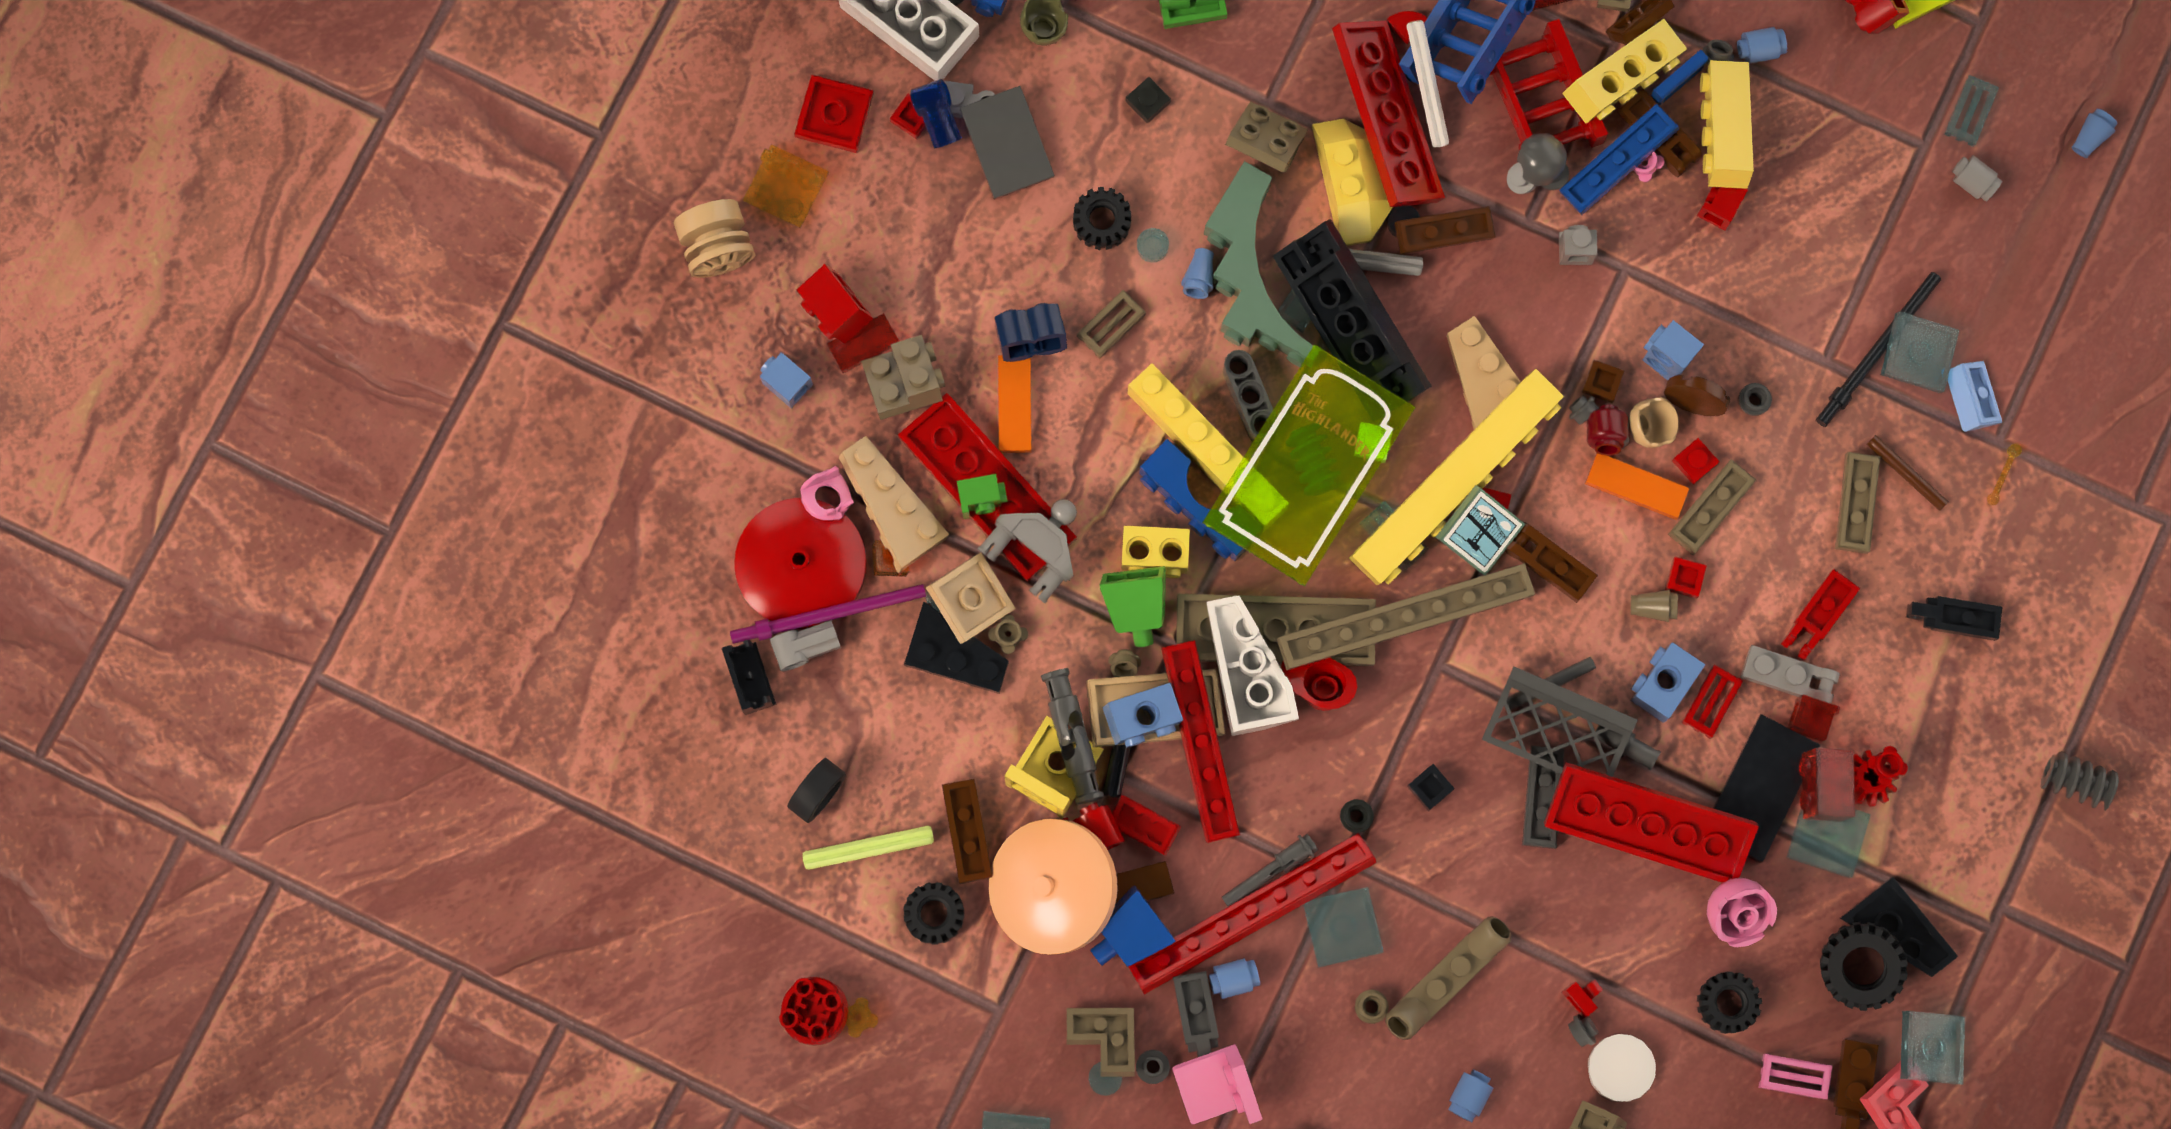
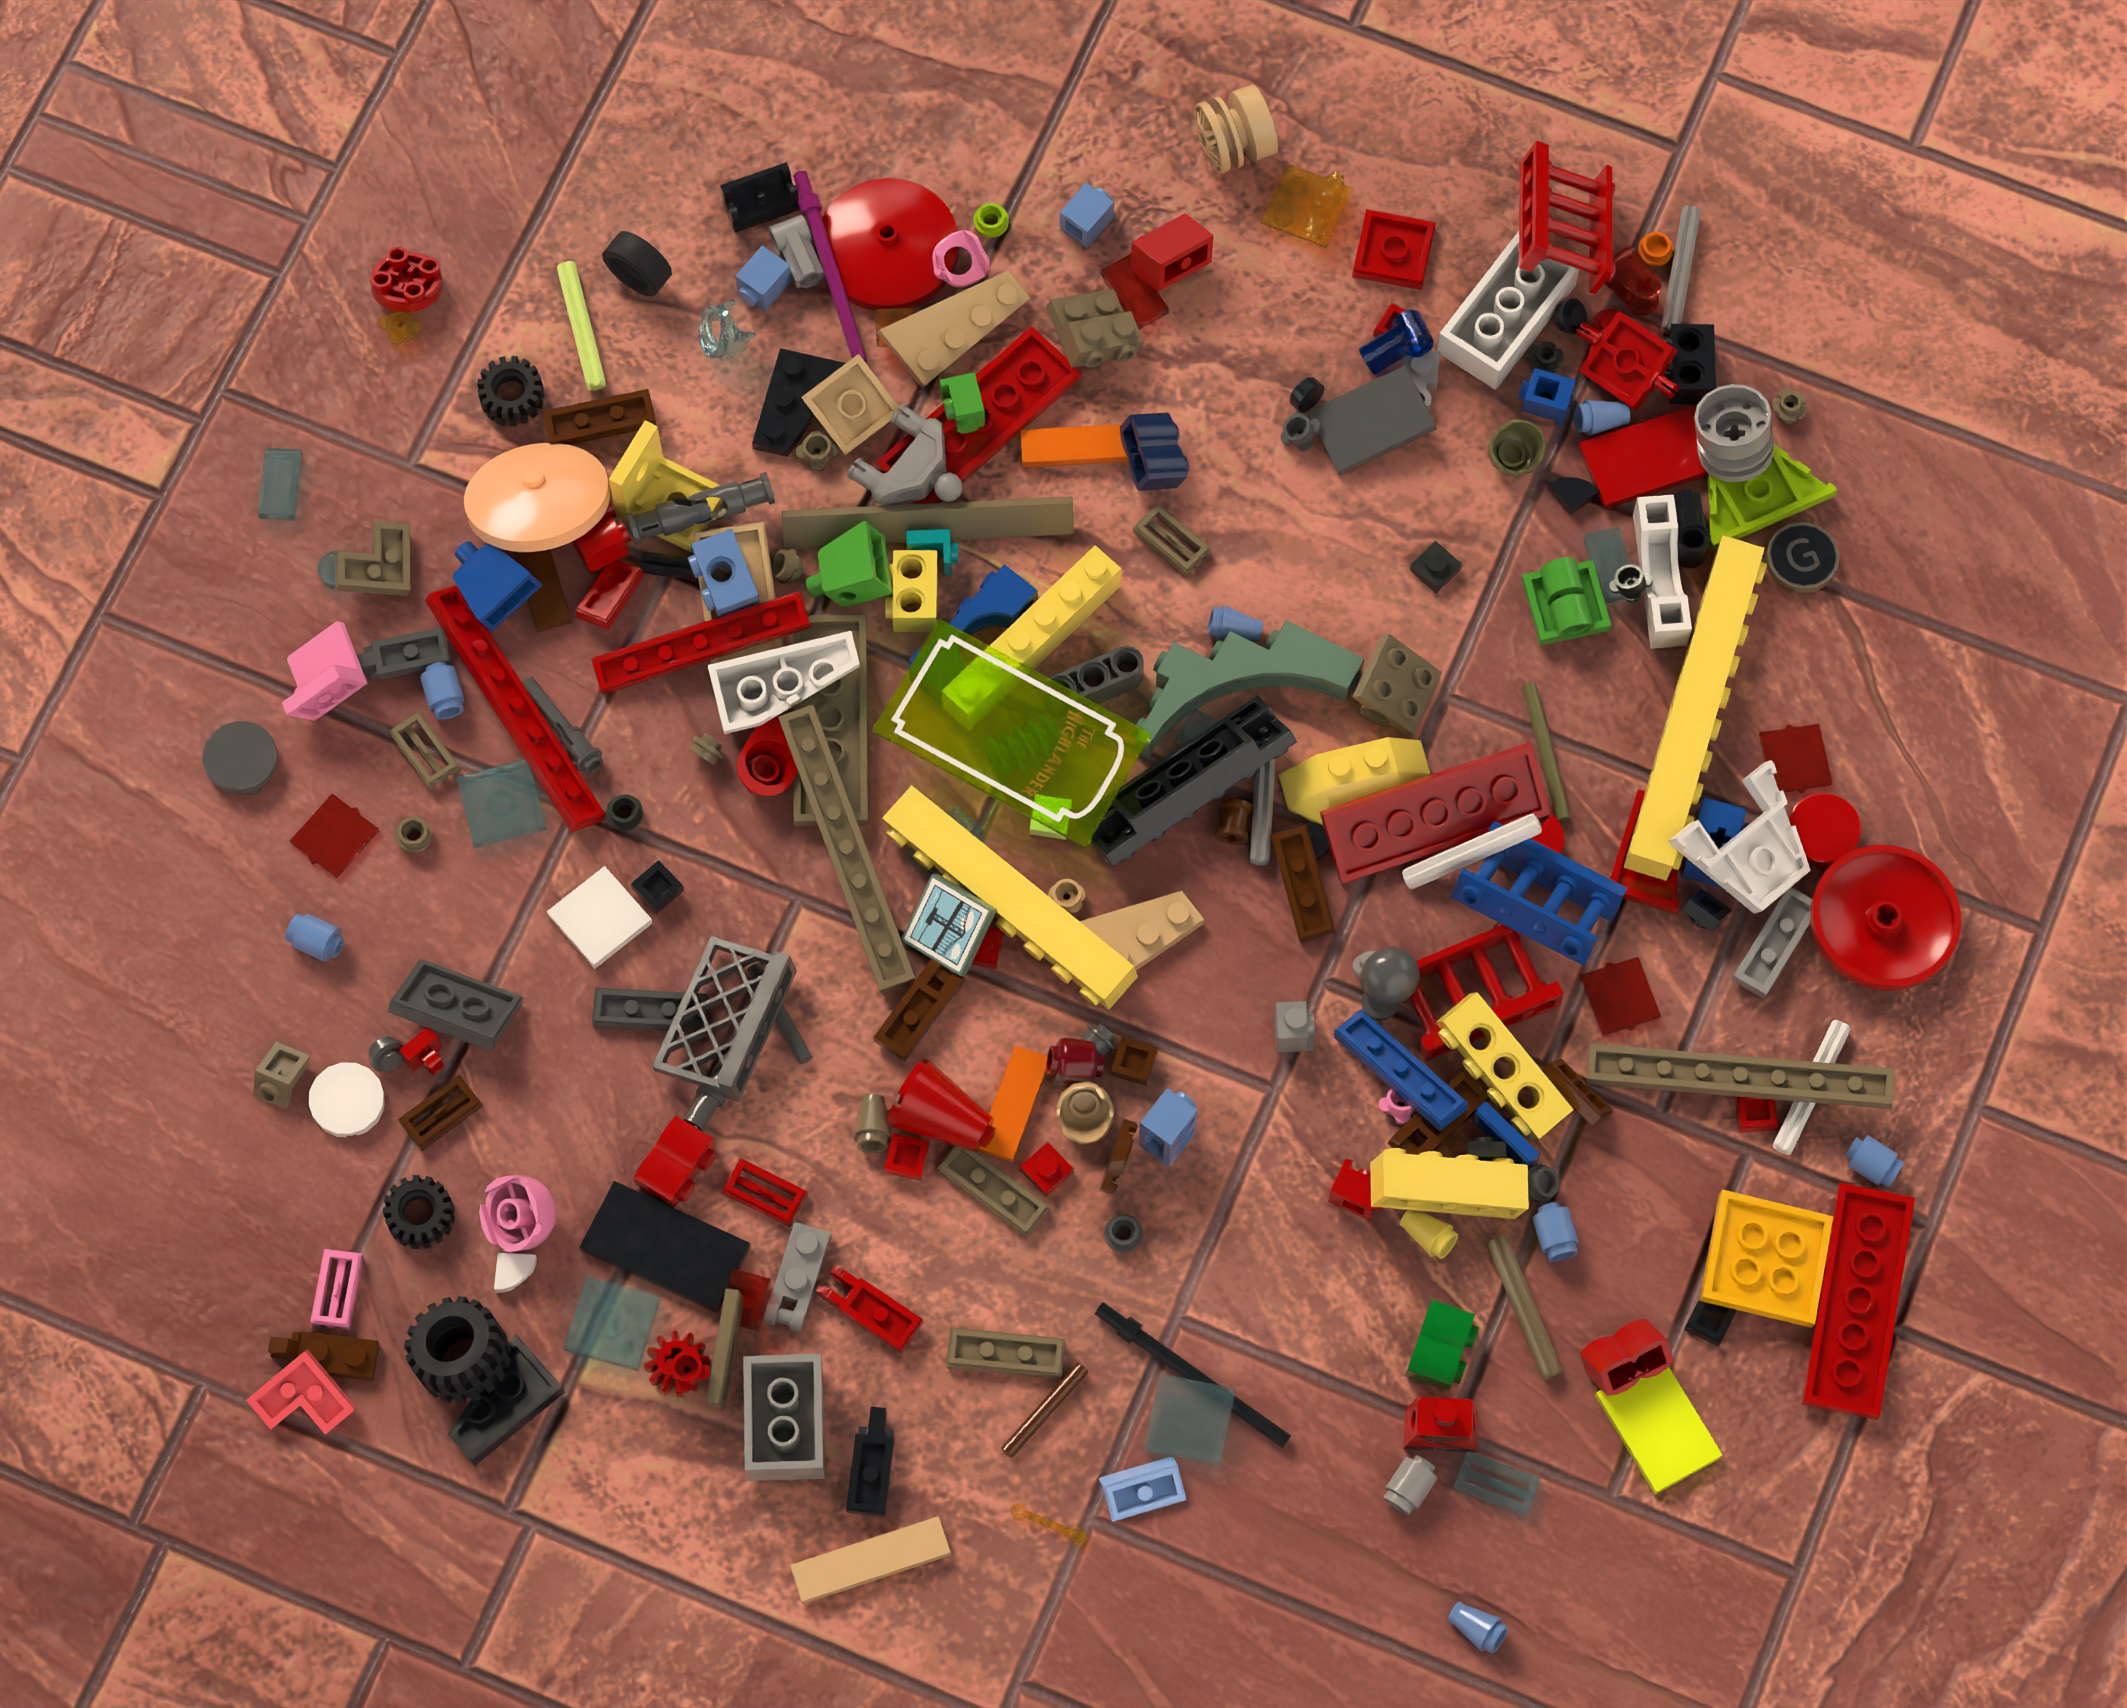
camera: 90 degrees right, 10 degrees down
(783, 458) = (991, 211): none -> lime plate
(834, 677) = (763, 279): none -> medium blue brick
(900, 726) = (731, 339): none -> clear light blue piece
(978, 197) = (1306, 394): none -> black tile
(1013, 214) = (1292, 427): none -> dark grey plate
(1088, 536) = (963, 519): none -> dark tan tile
(1095, 200) = (1297, 503): black tyre -> none
(1111, 537) = (935, 540): none -> teal bracket
(1142, 1071) = (353, 622): dark grey plate -> none
(1152, 245) = (1265, 578): clear light blue tile -> none
(1264, 1013) = (441, 774): none -> dark tan tile
(1300, 739) = (707, 748): none -> dark tan plate
(1327, 20) = (1546, 752): none -> olive bar
(1367, 1080) = (334, 835): none -> clear red piece
(1387, 284) = (1233, 821): none -> reddish brown bush
(1448, 978) = (440, 904): dark tan plate -> none
(1452, 424) = (1071, 888): none -> tan plate
(1455, 840) = (599, 917): none -> white tile
(1541, 967) = (455, 1004): none -> dark grey tile
(1628, 998) = (449, 1123): none -> reddish brown tile
(1650, 824) = (616, 1114): red plate -> none
(1651, 544) = (940, 1110): none -> red cone
(1682, 669) = (793, 1155): medium blue brick -> none
(1687, 774) = (675, 1162): none -> red brick
(1692, 96) = (1486, 1148): none -> pearl dark grey plate
(1765, 143) = (1429, 1232): none -> light yellow cone
(1785, 923) = (512, 1270): none -> white tile
(1823, 77) = (1524, 1307): none -> dark tan axle
(1827, 784) = (664, 1304): clear red brick -> none
(1858, 736) = (725, 1349): none -> dark tan tile
(1859, 144) = (1441, 1345): none -> green brick
(1922, 686) = (784, 1417): none -> light grey brick
(1930, 143) = (1441, 1425): none -> red torso
(1932, 1047) = (367, 1435): clear light blue tile -> none
(2036, 622) = (870, 1560): none -> tan tile
(2080, 779) = (679, 1600): dark grey piece -> none

